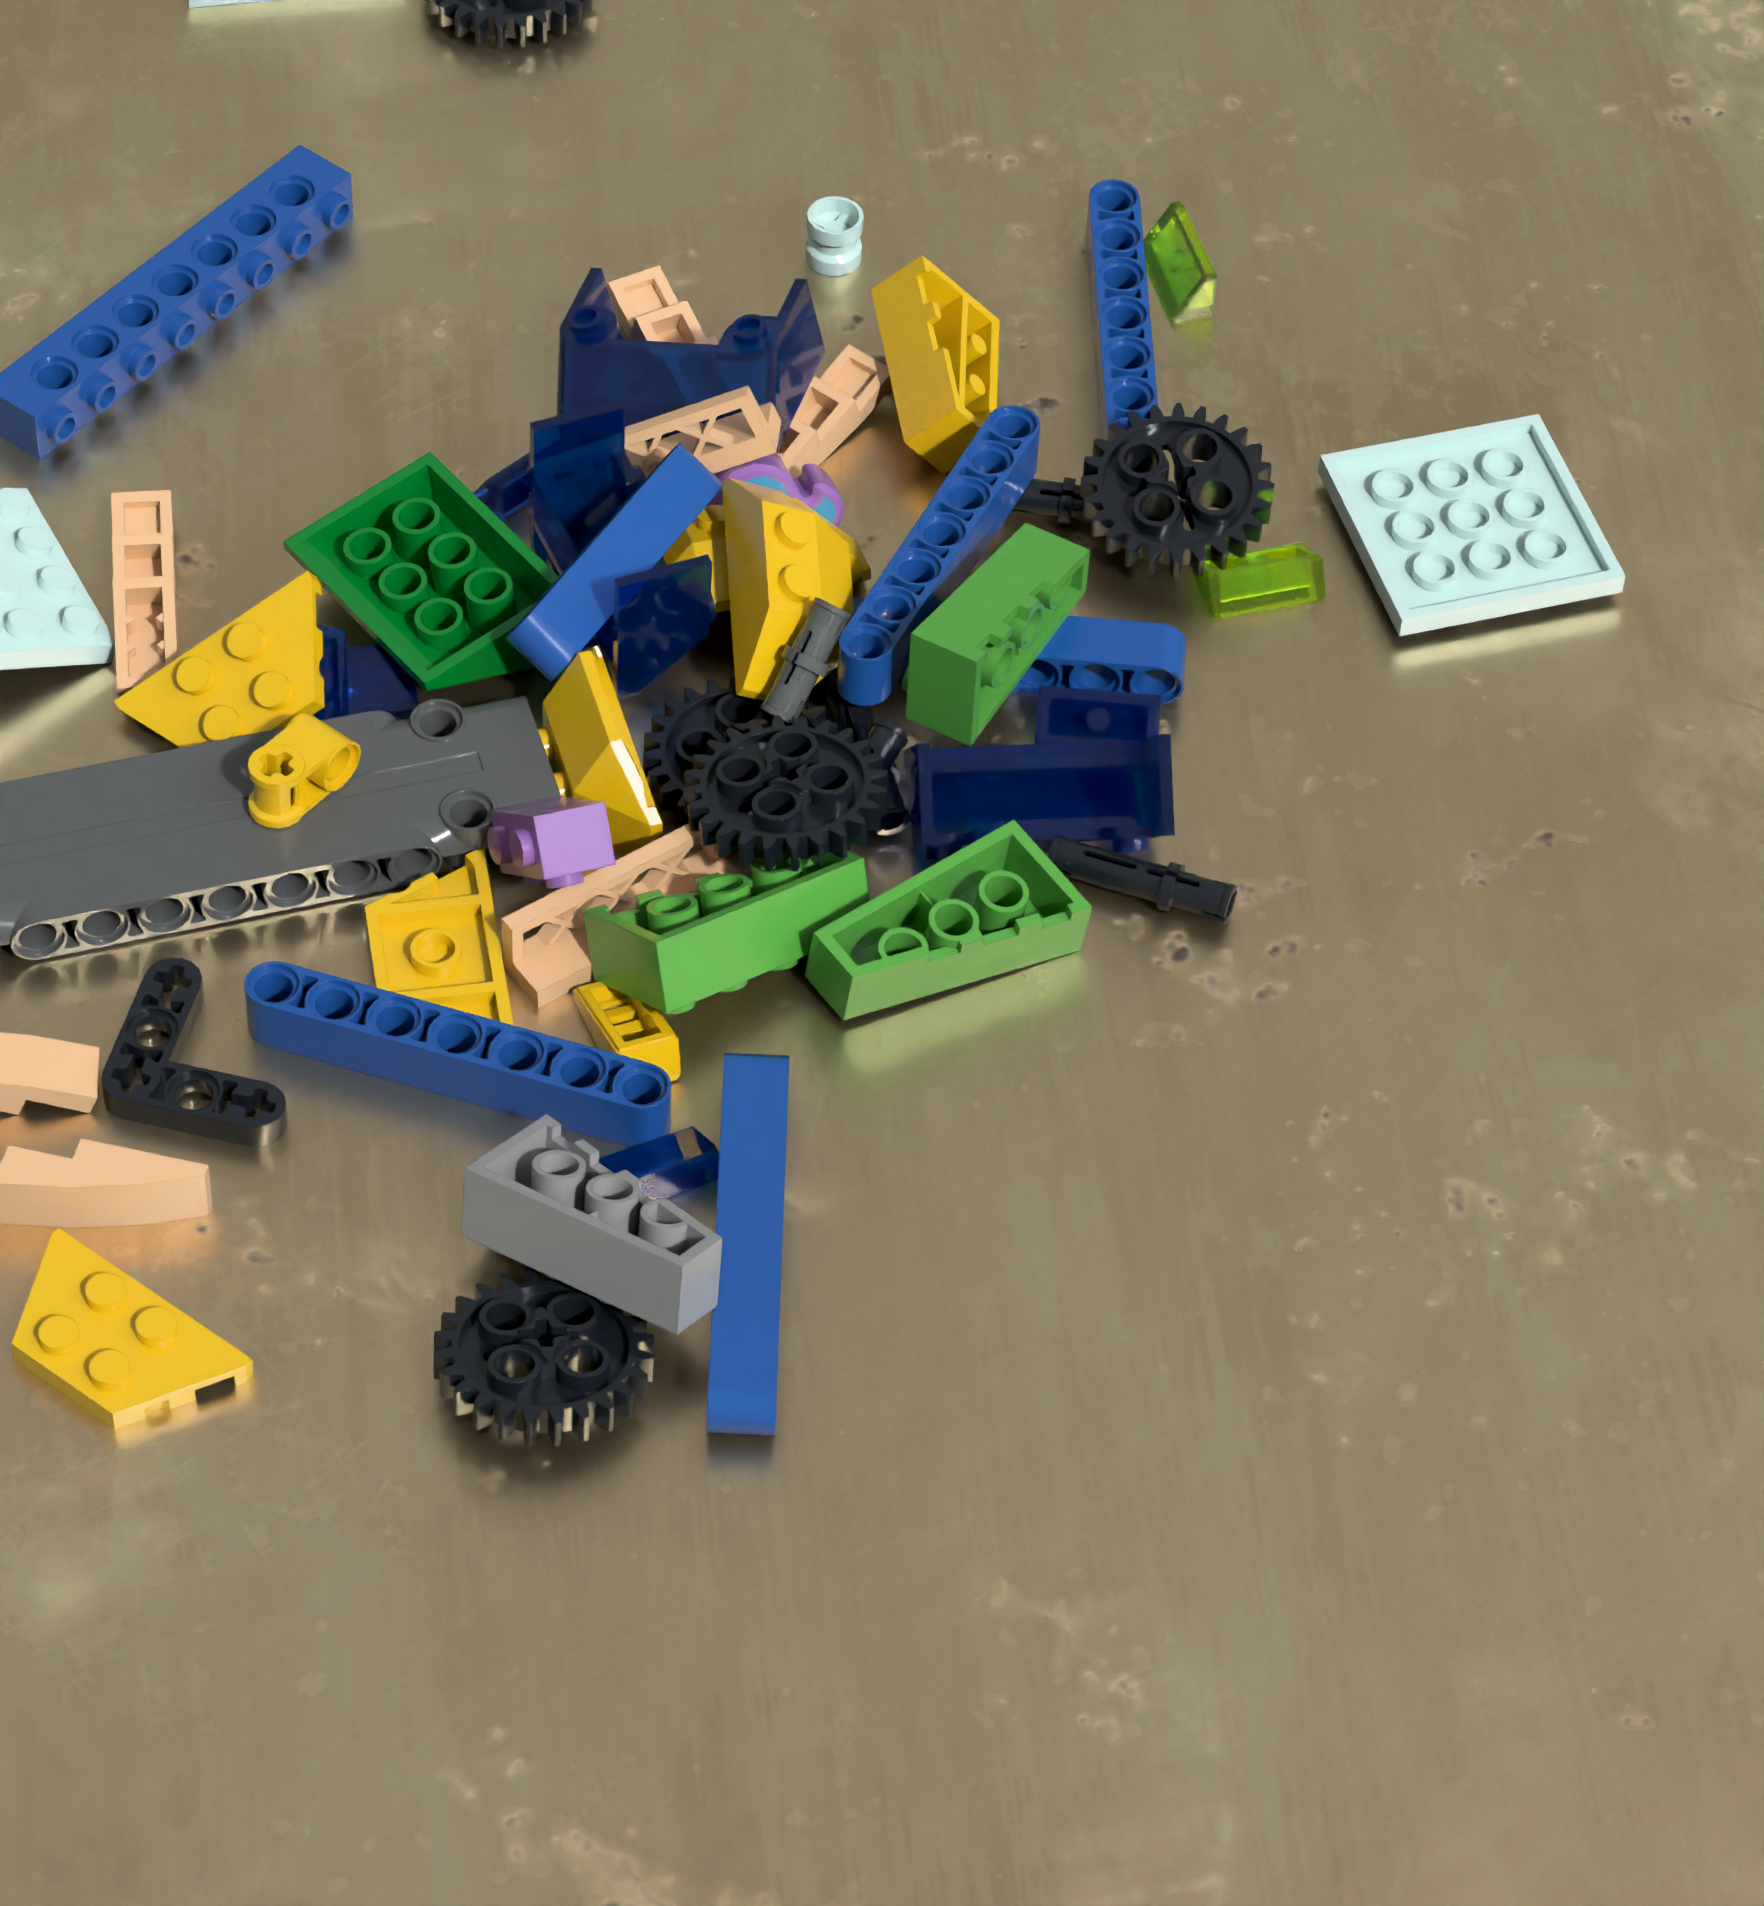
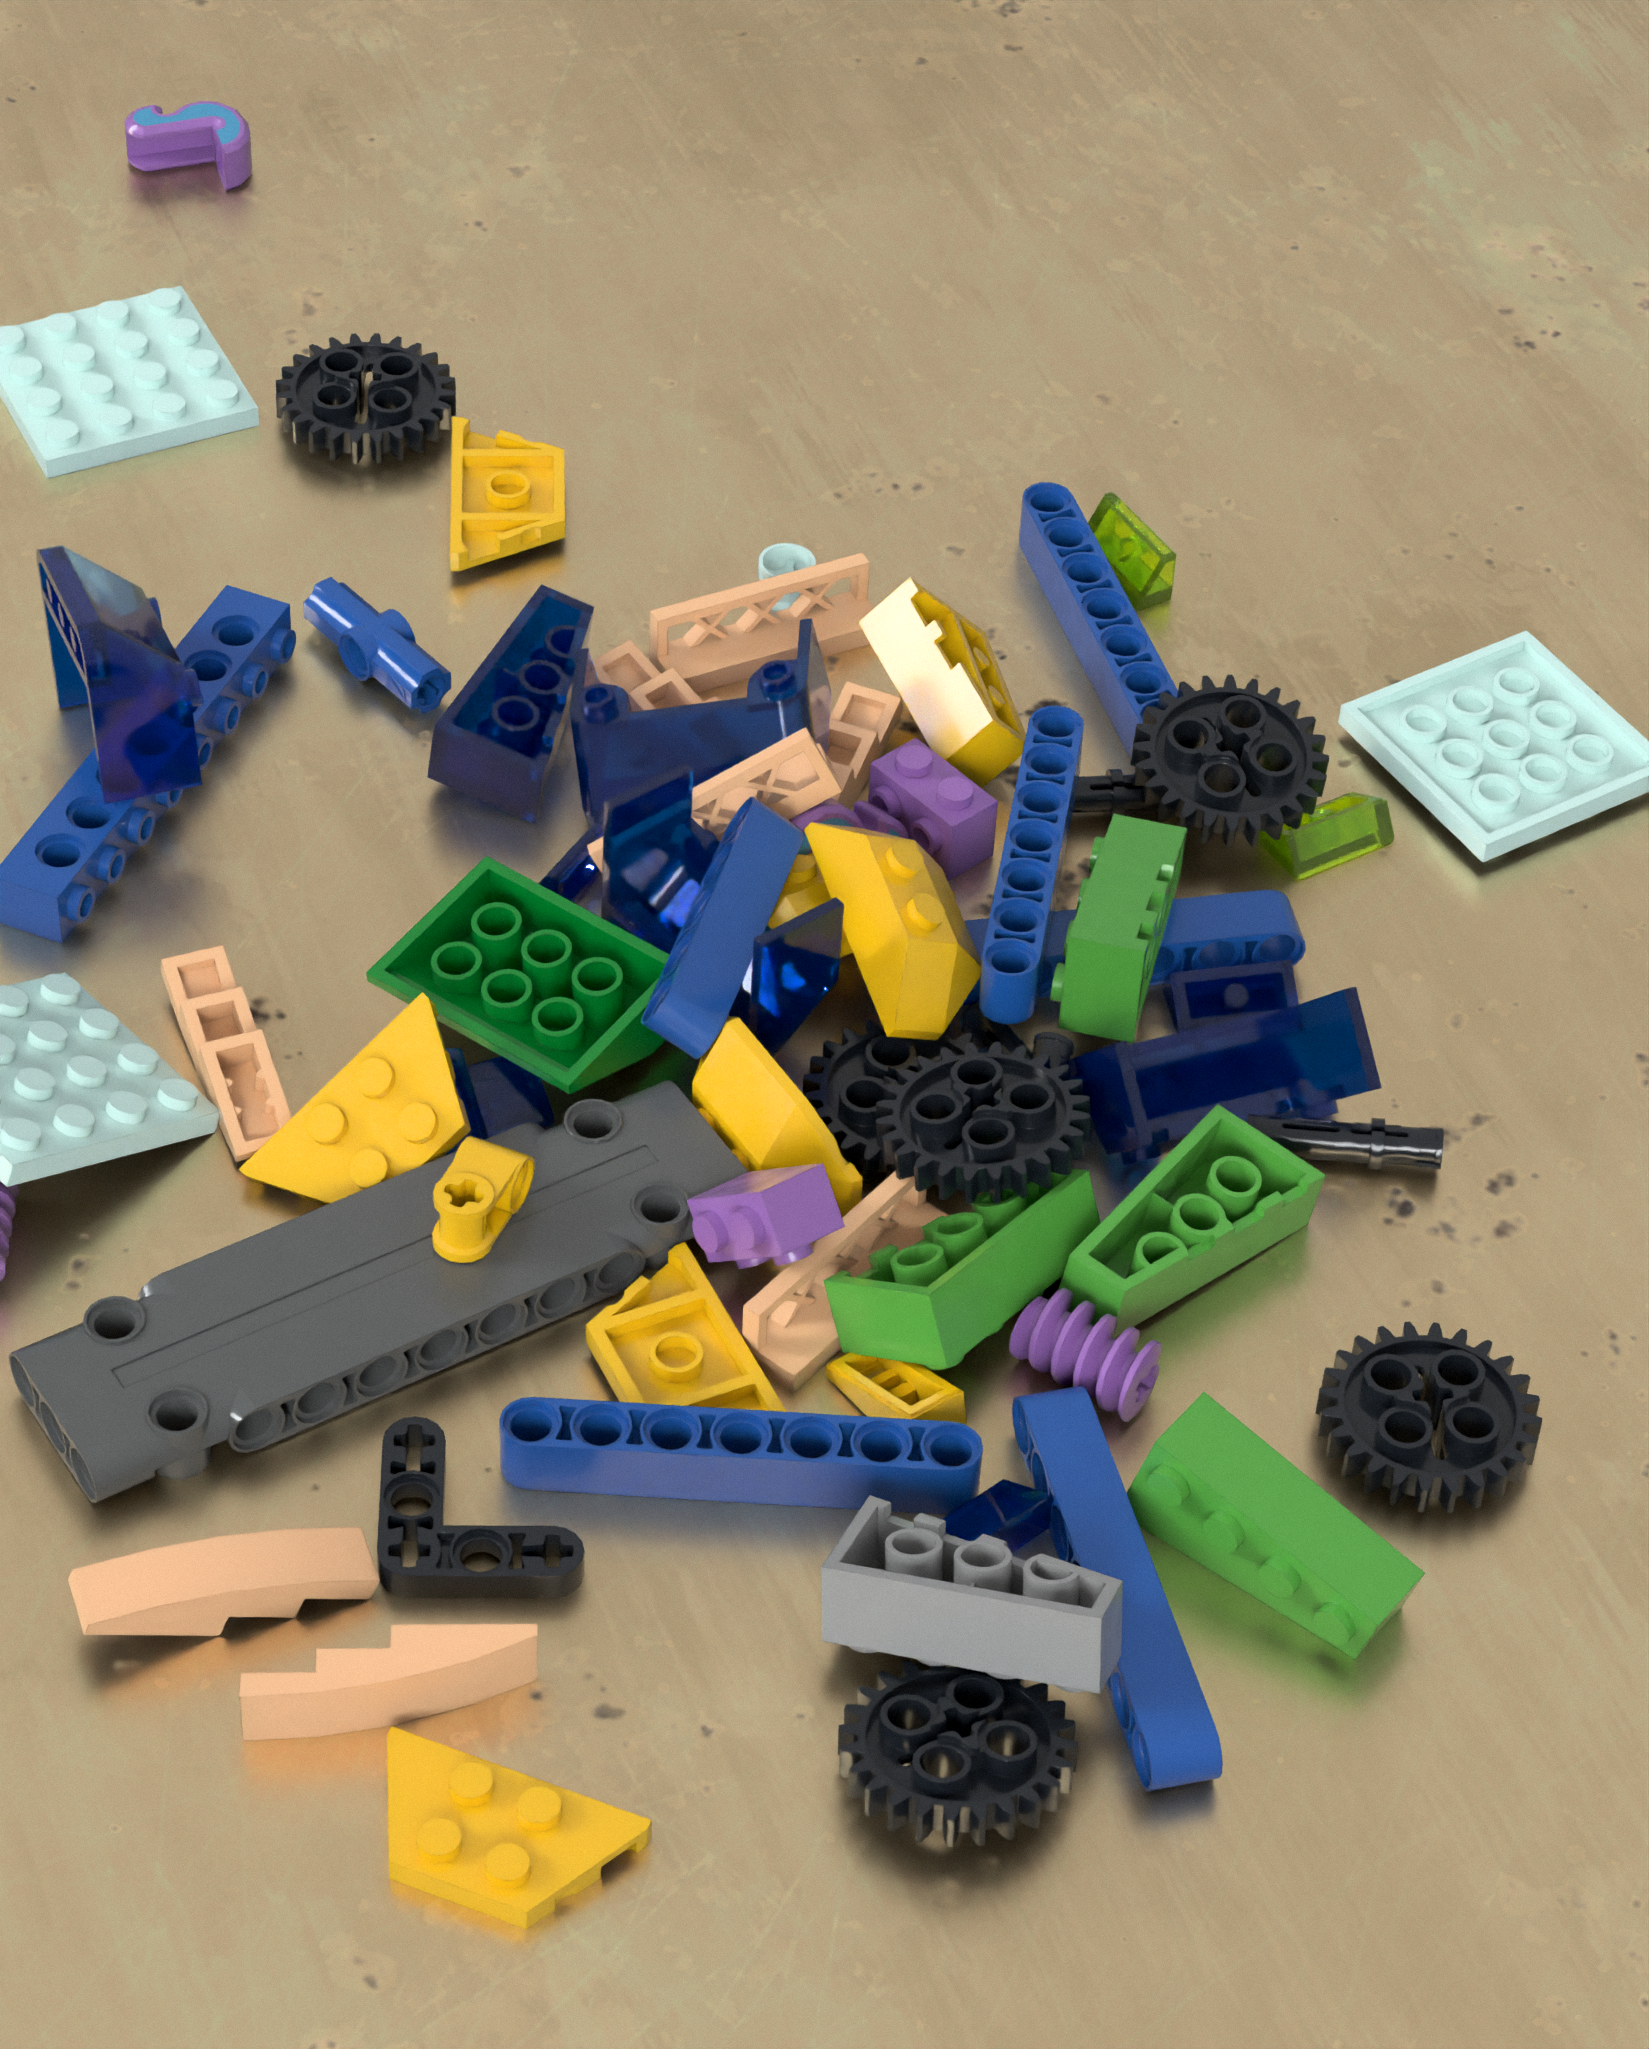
camera: 15 degrees left, 5 degrees down
(151, 213) = (119, 660): none -> clear blue windscreen
(426, 227) = (377, 645): none -> blue piece
(504, 329) = (513, 710): none -> clear blue wedge
(600, 100) = (502, 495): none -> yellow wing
(805, 660) = (953, 986): dark grey pin -> none
(810, 1026) = (1087, 1353): none -> medium lavender piece
(835, 285) = (732, 653): none -> light nougat fence
(877, 480) = (936, 805): none -> medium lavender brick
(905, 1221) = (1269, 1528): none -> bright green wedge
(1155, 1159) = (1384, 1429): none -> black gear

